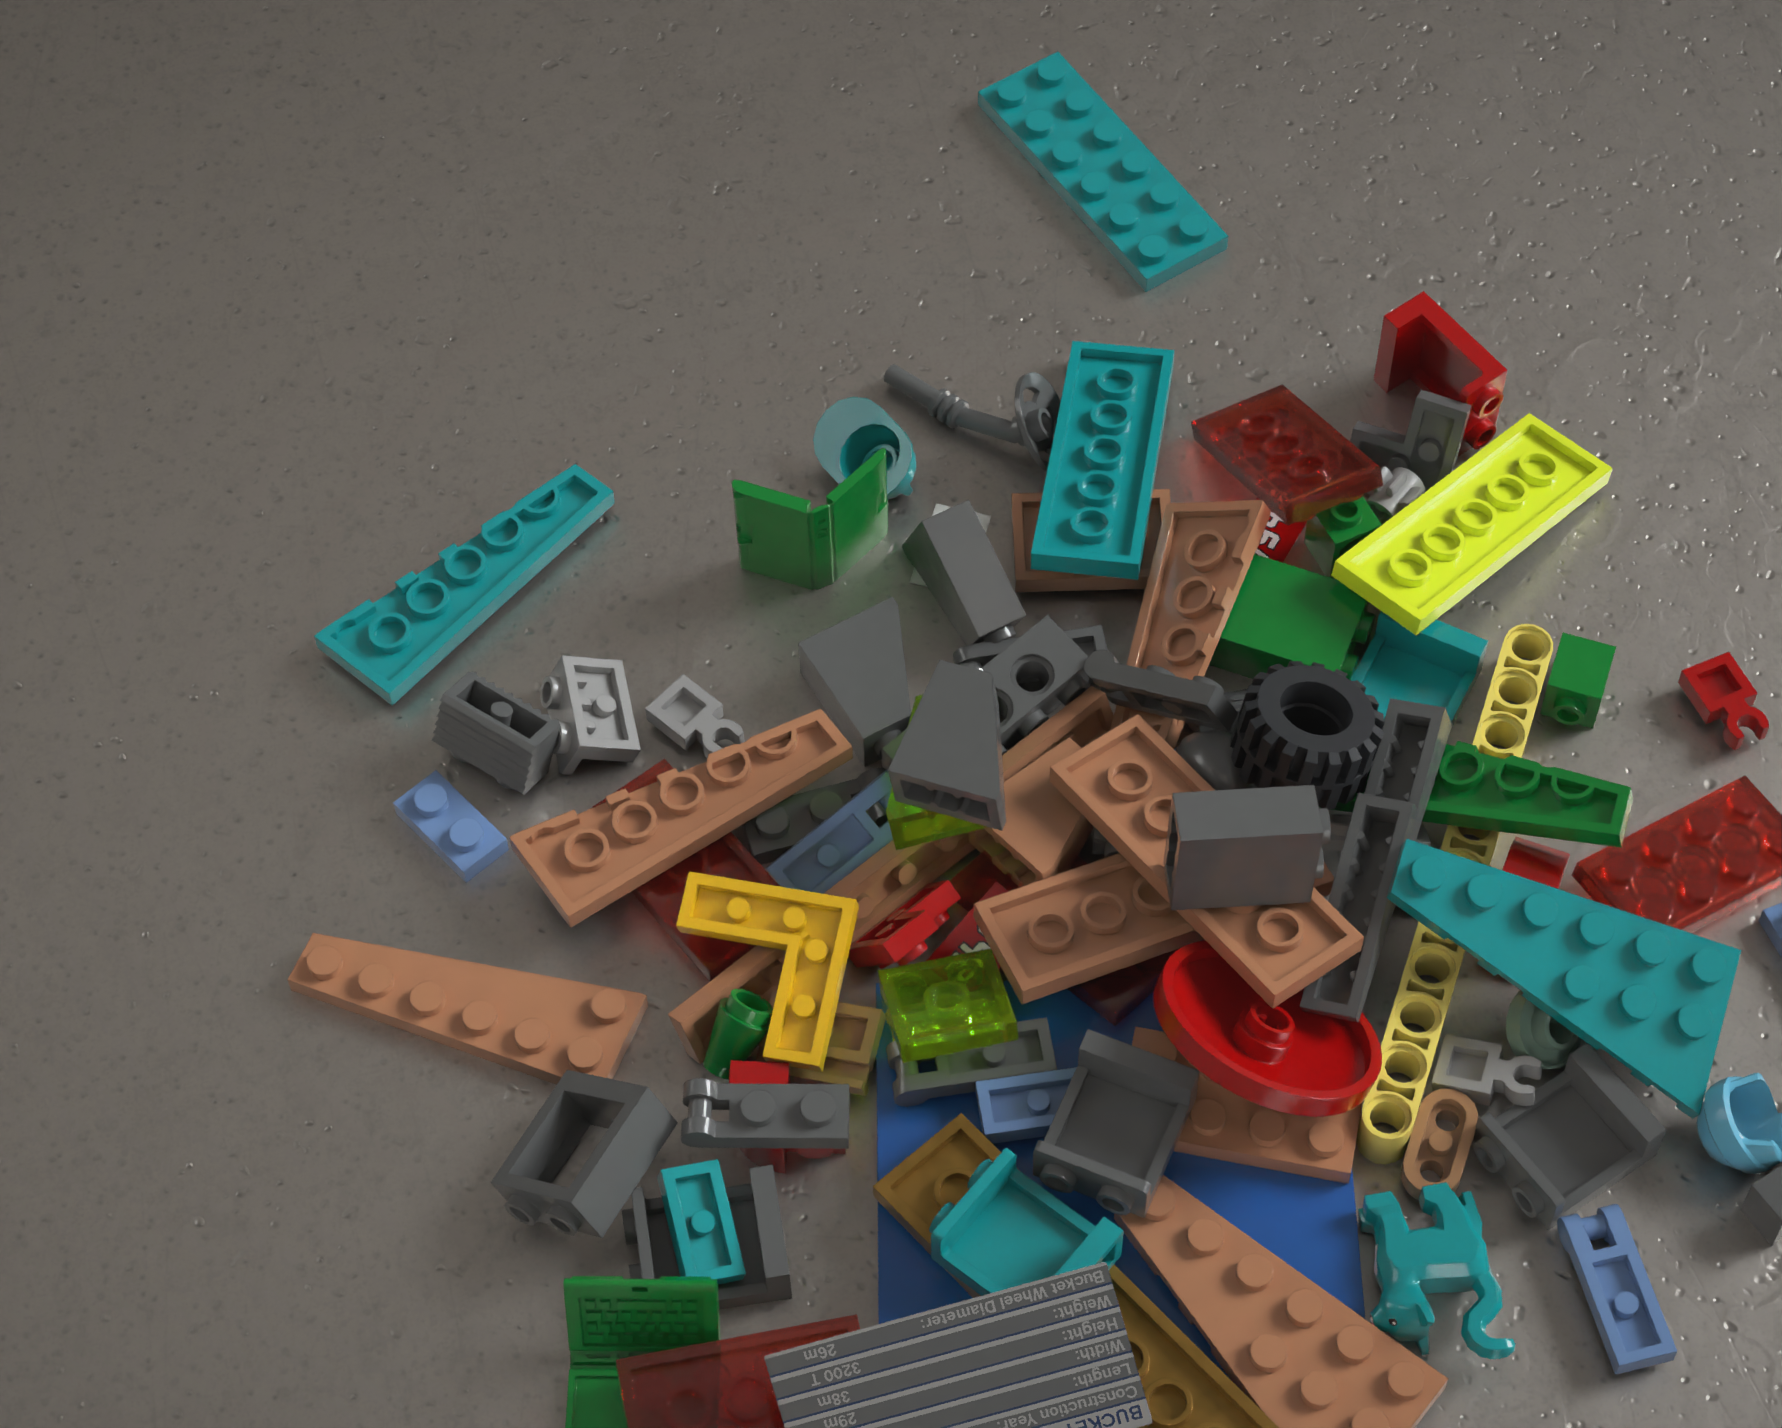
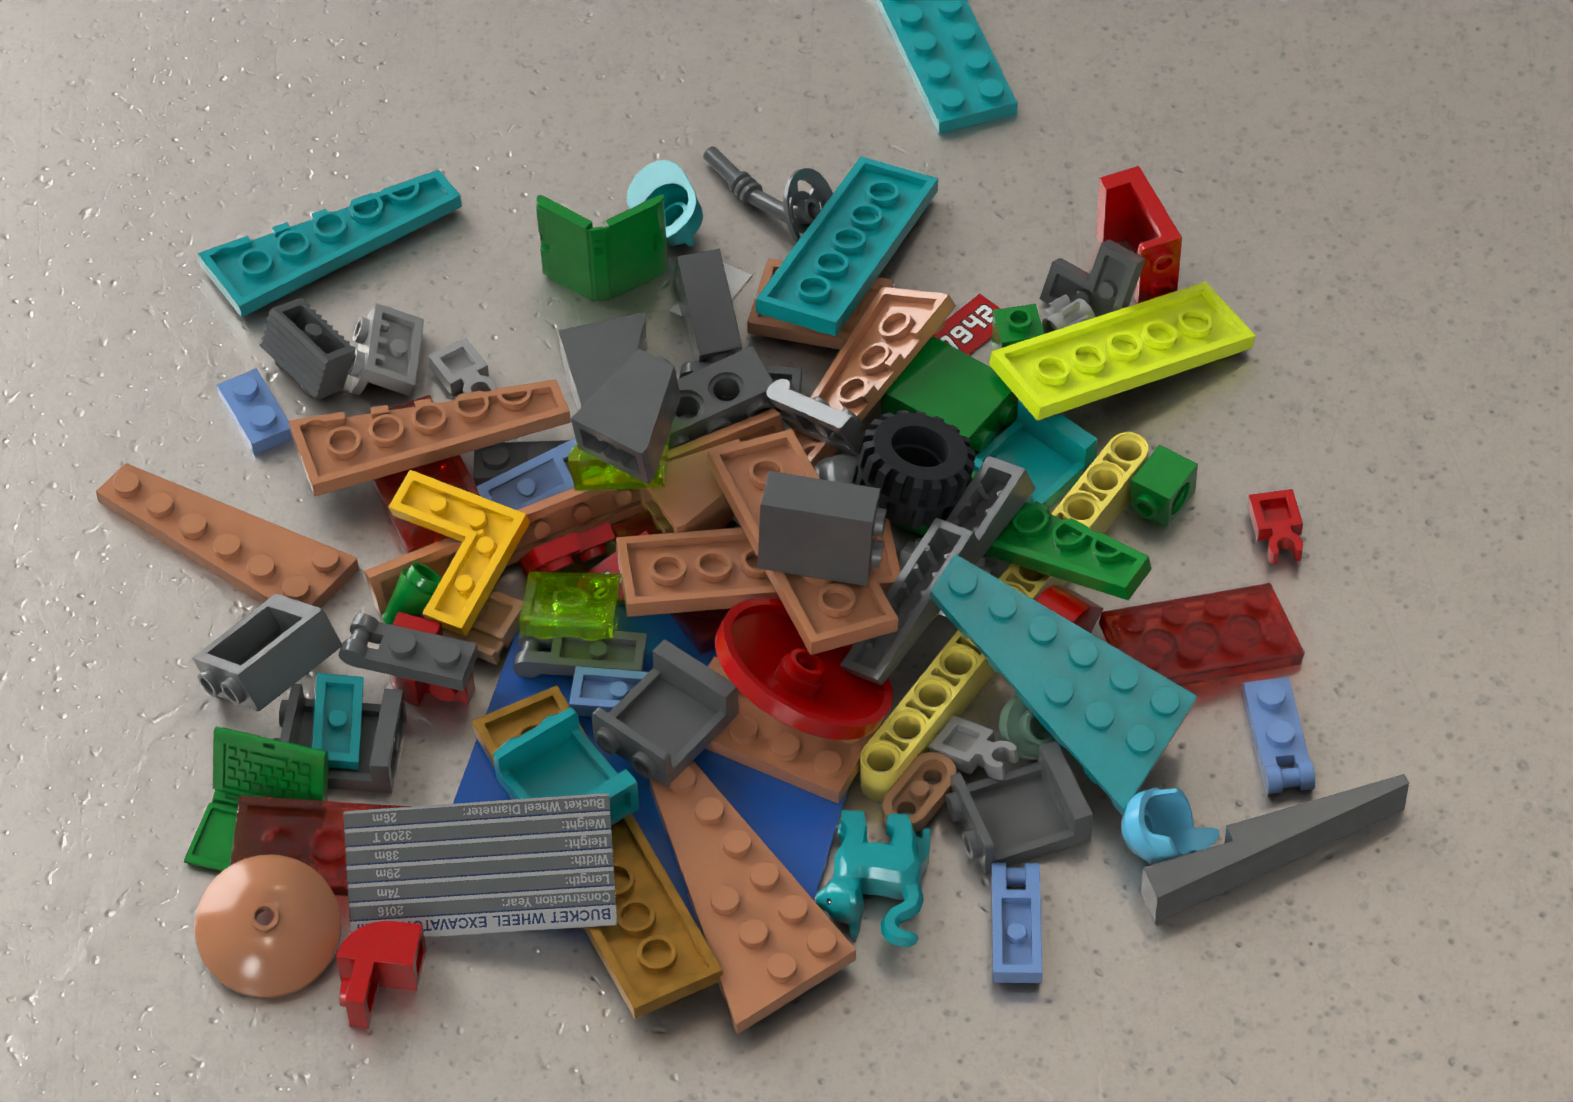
camera: 15 degrees right, 5 degrees down
(1287, 454) = (990, 270): clear red plate -> none

